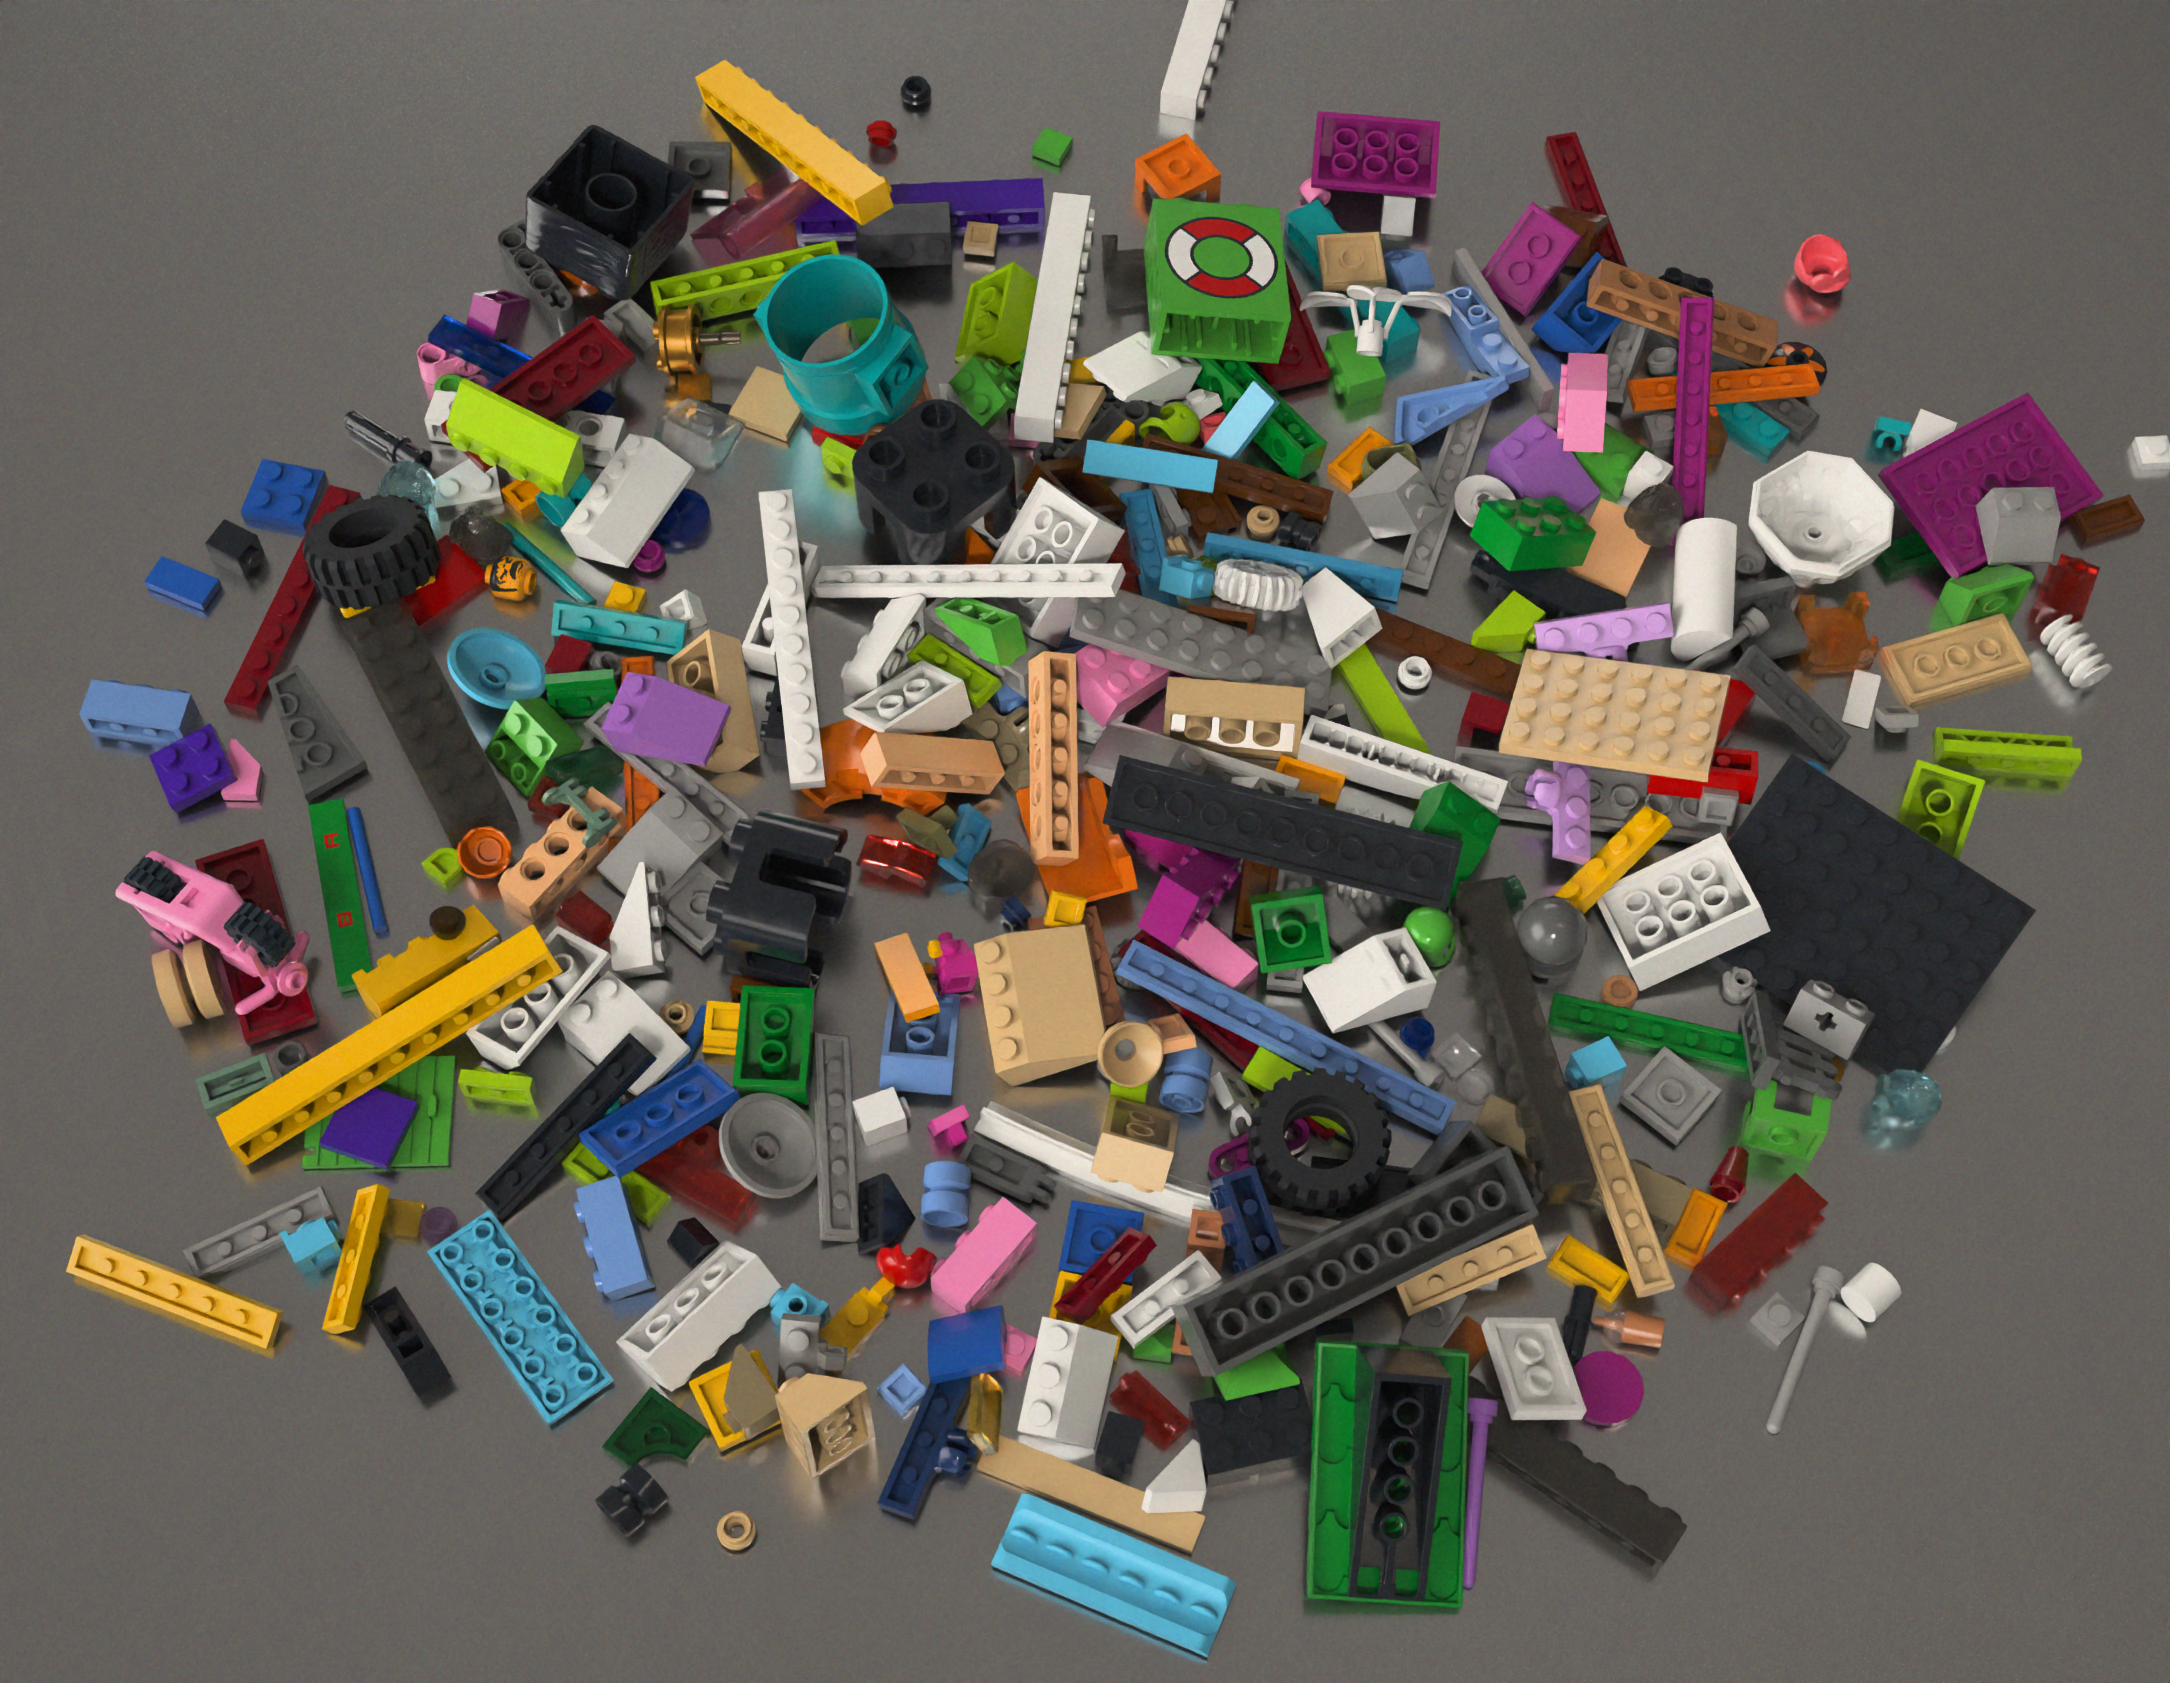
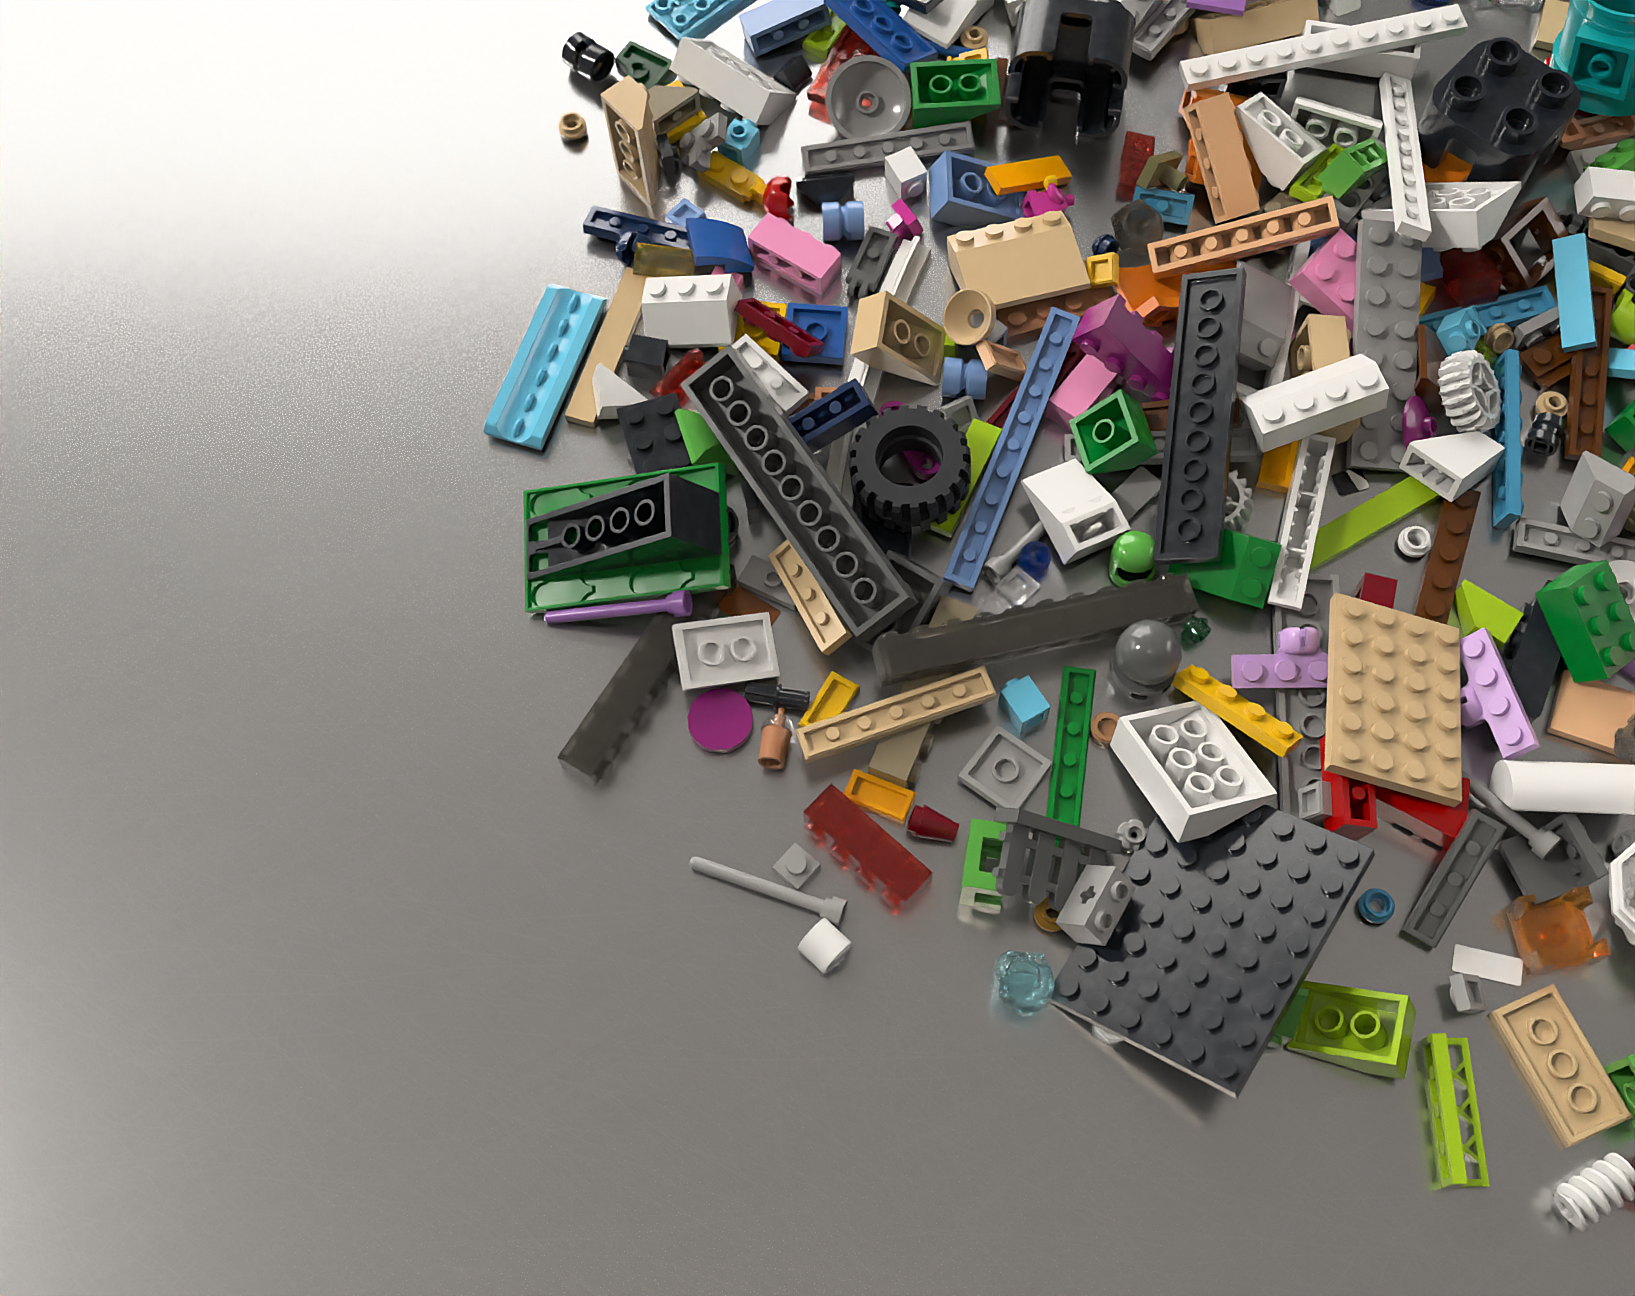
camera: 90 degrees right, 5 degrees up
(1281, 720) = (1315, 401): none -> white slope
(1292, 637) = (1417, 421): none -> magenta dish

